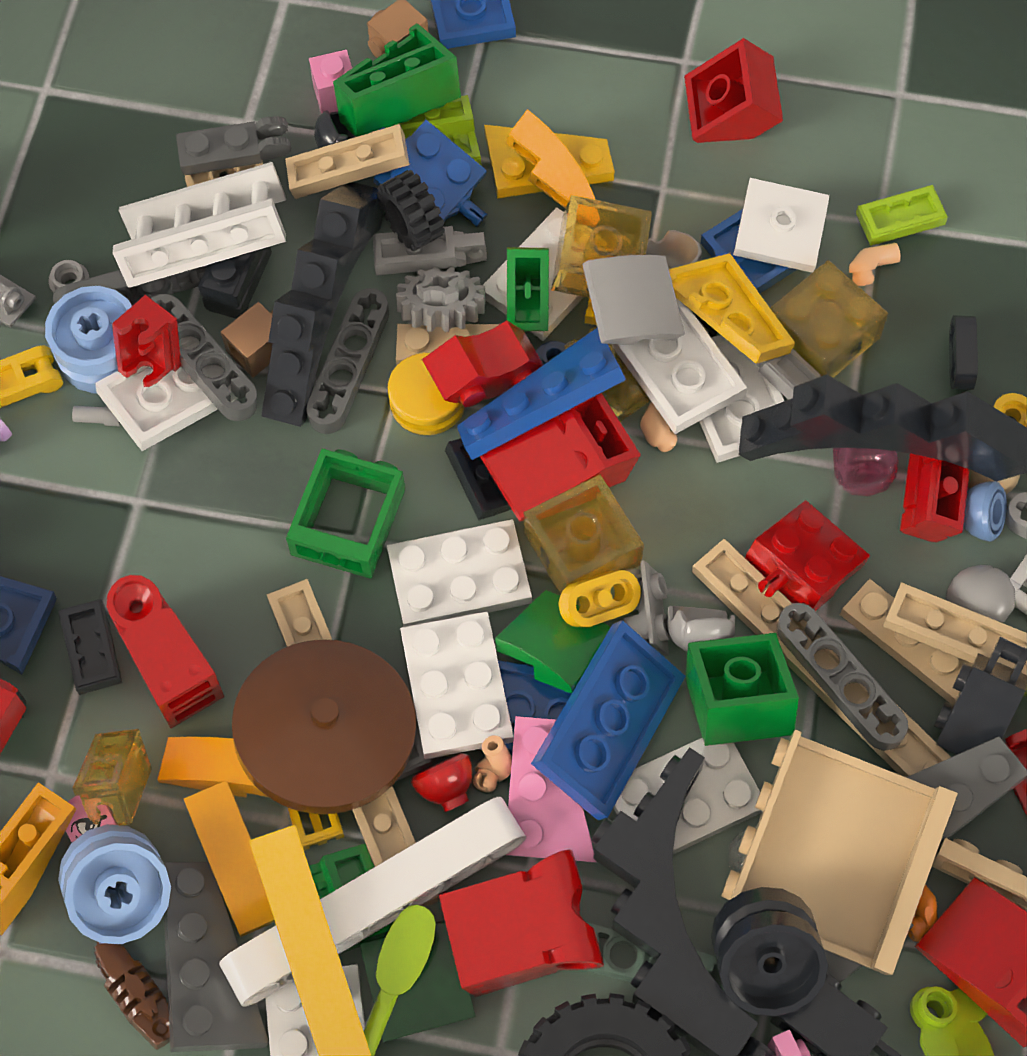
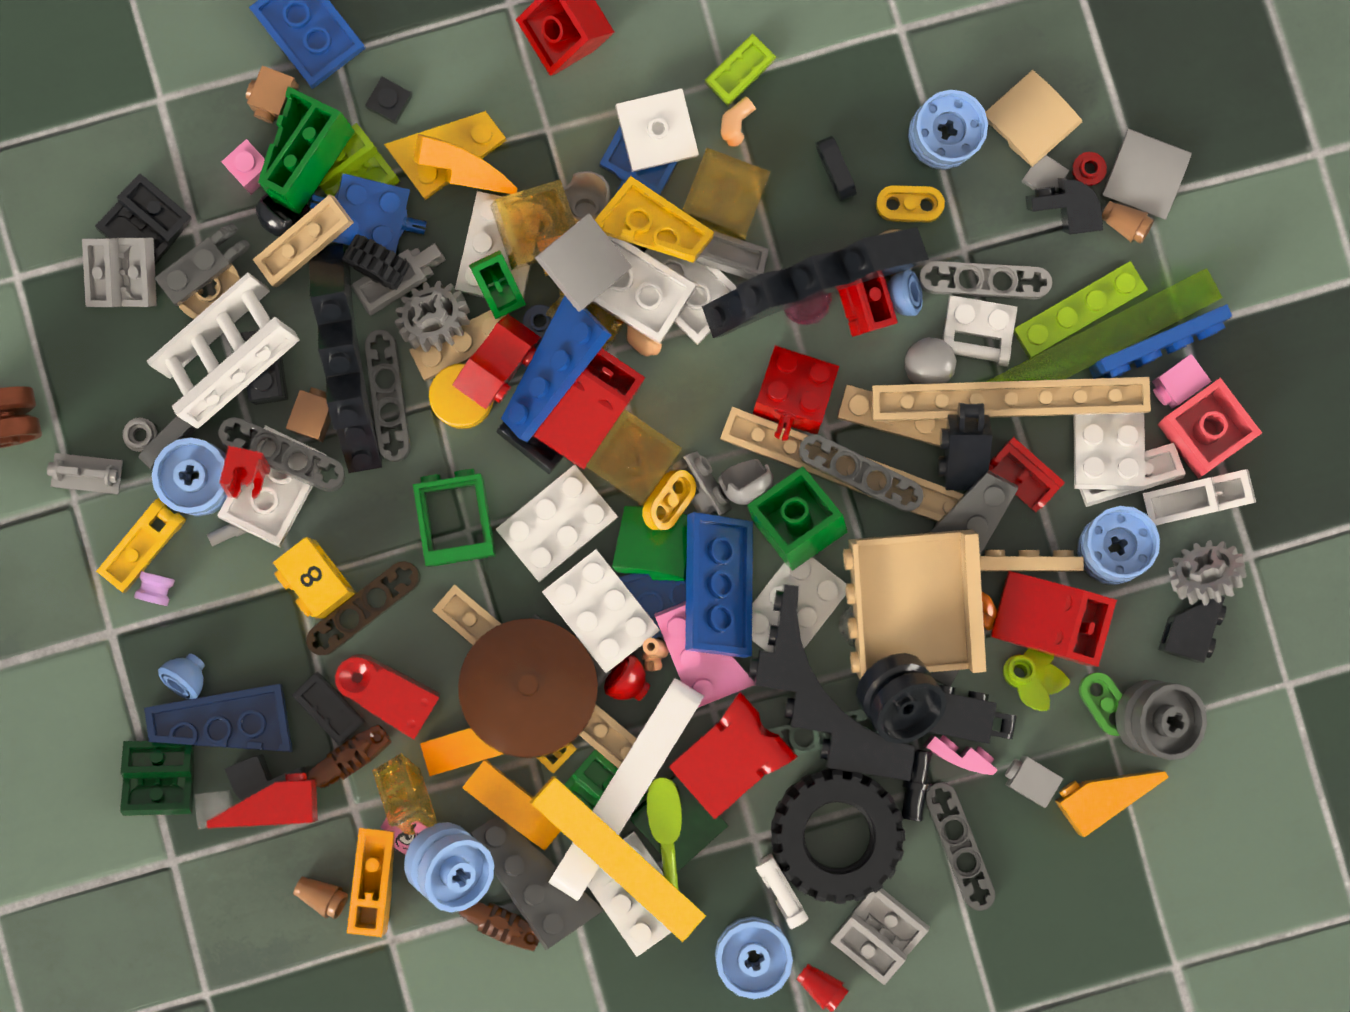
camera: 30 degrees left, 20 degrees up
(80, 710) = (350, 756): none -> reddish brown hinge
(146, 121) = (119, 272): none -> light grey slope
(156, 494) = (313, 578): none -> yellow brick
(192, 553) = (360, 604): none -> dark brown beam
(199, 92) = (145, 213): none -> black slope
(512, 91) = (388, 100): none -> black plate

